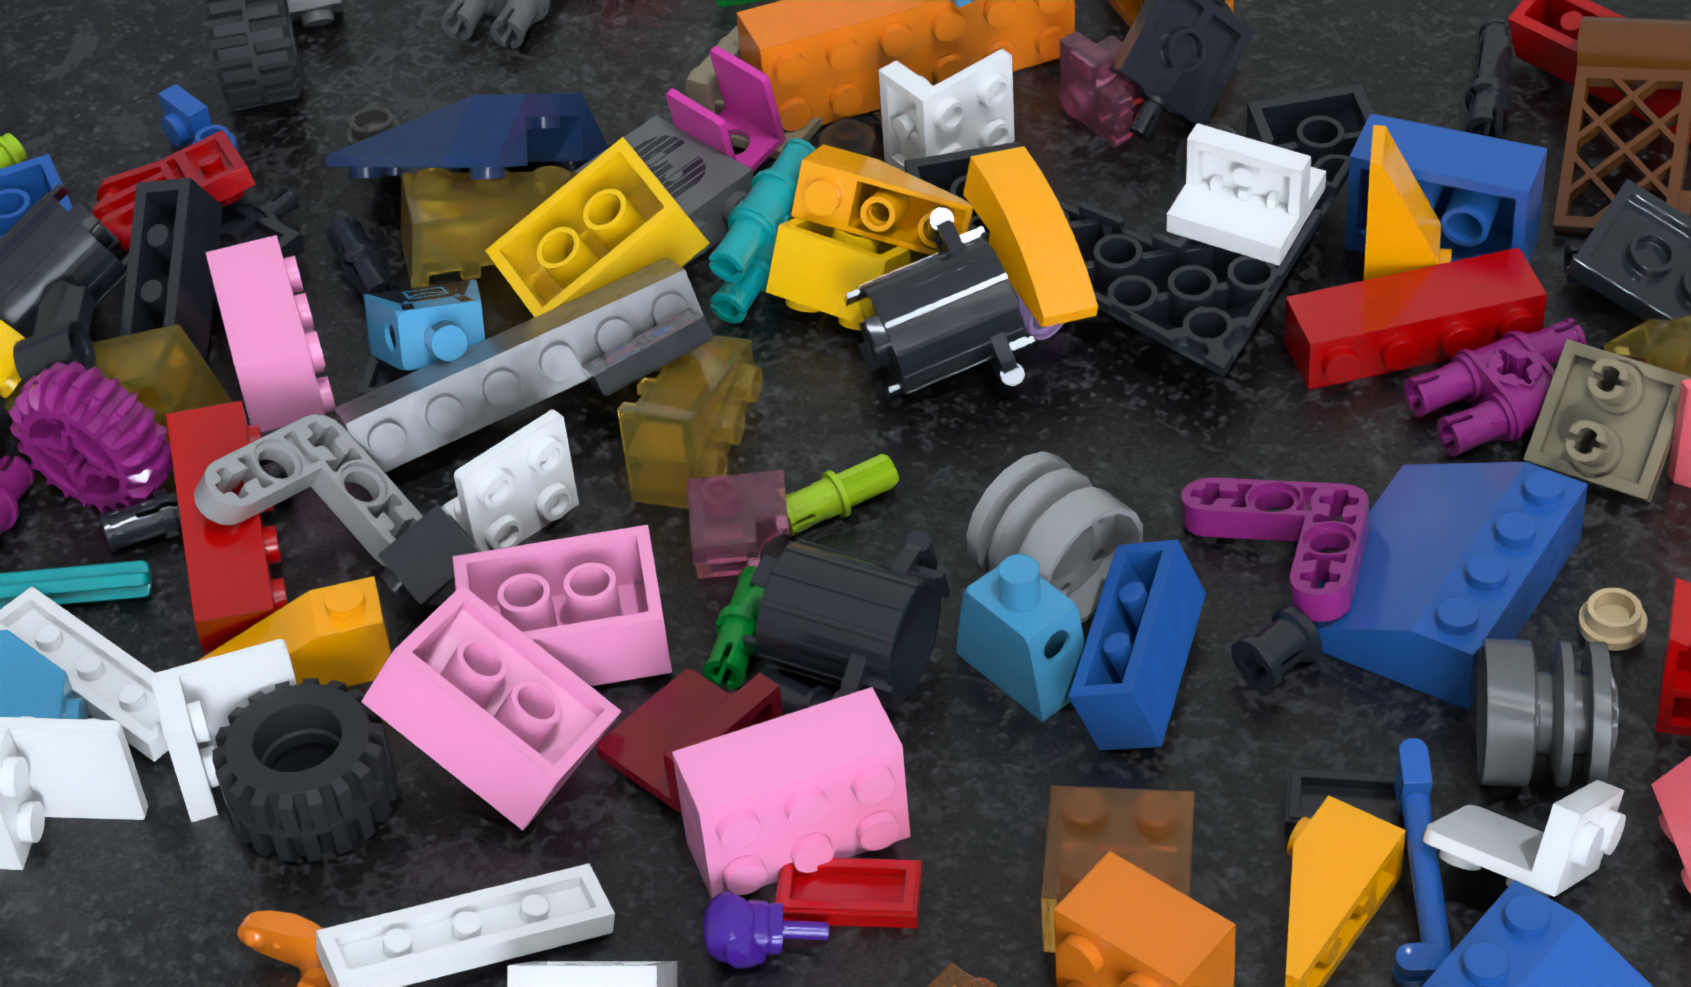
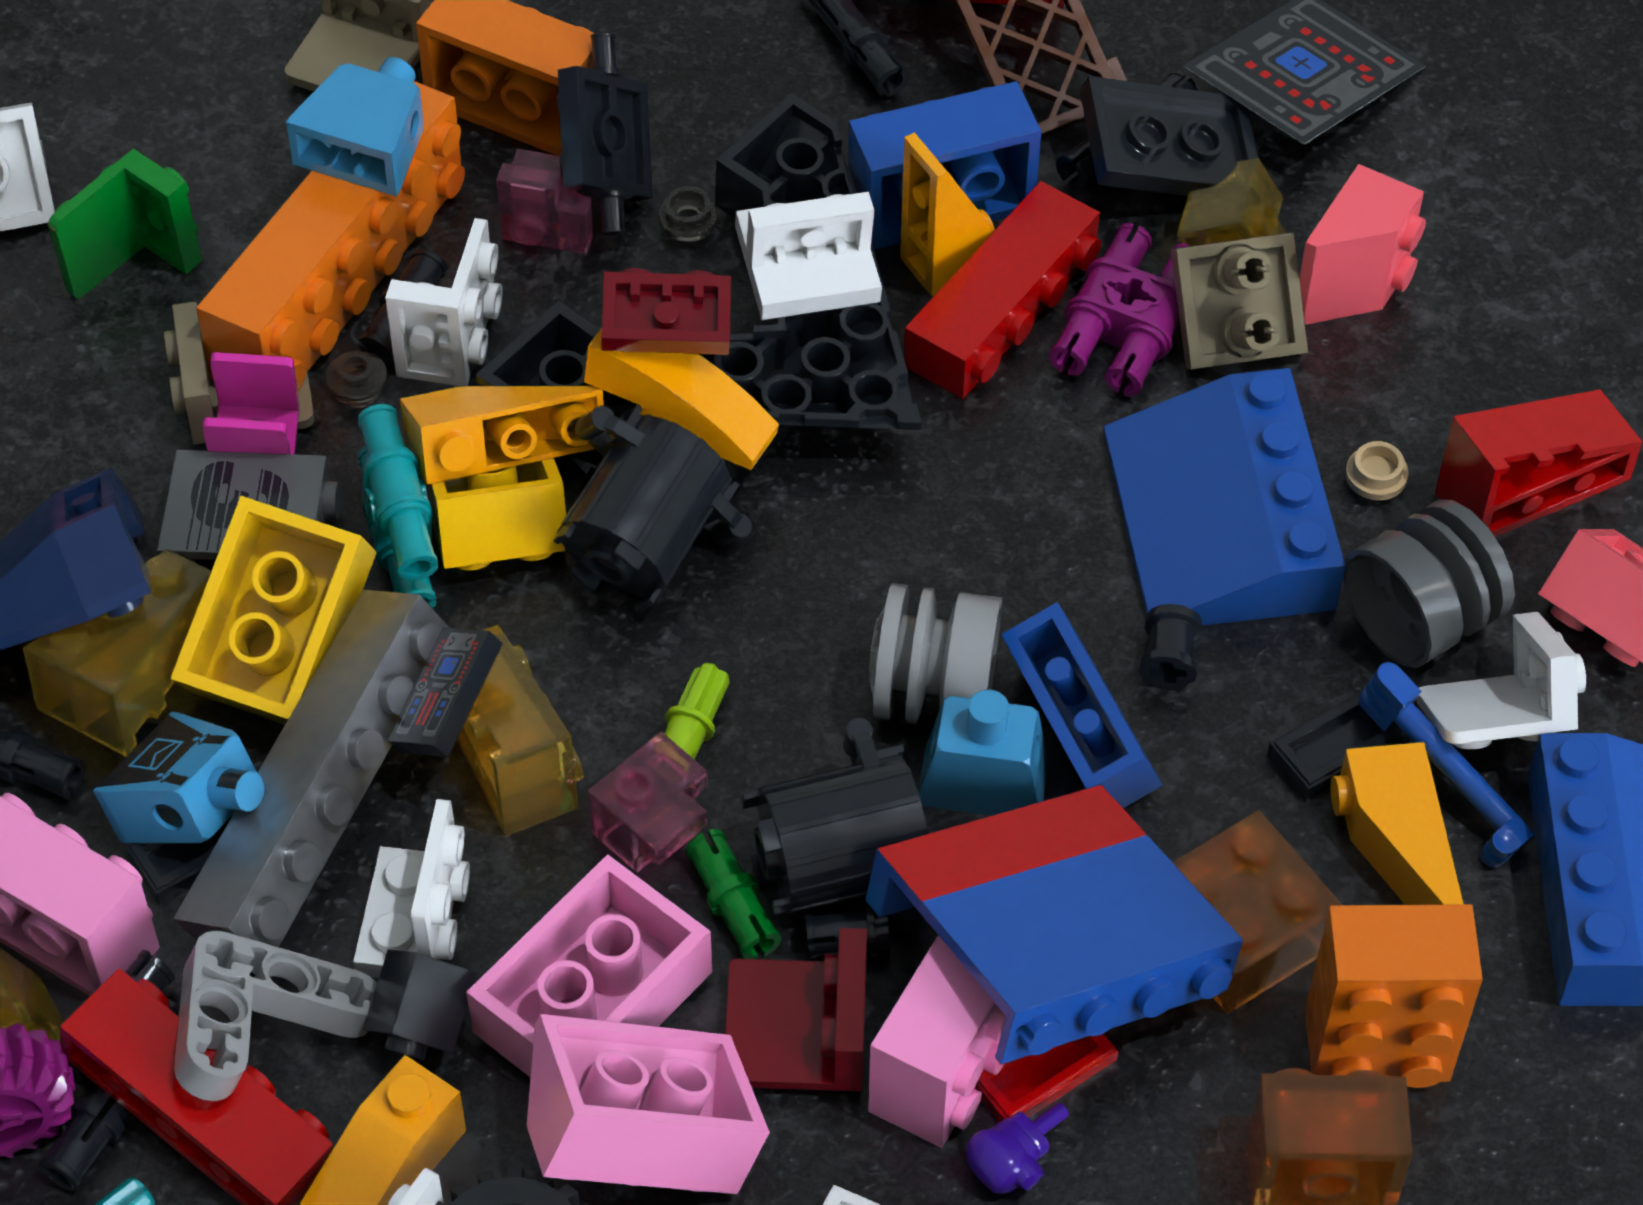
camera: 45 degrees left, 10 degrees up
(923, 764) = (1062, 917): none -> blue panel
(1054, 164) = (666, 312): none -> dark red bracket
(1310, 508) = (1092, 519): magenta beam -> none

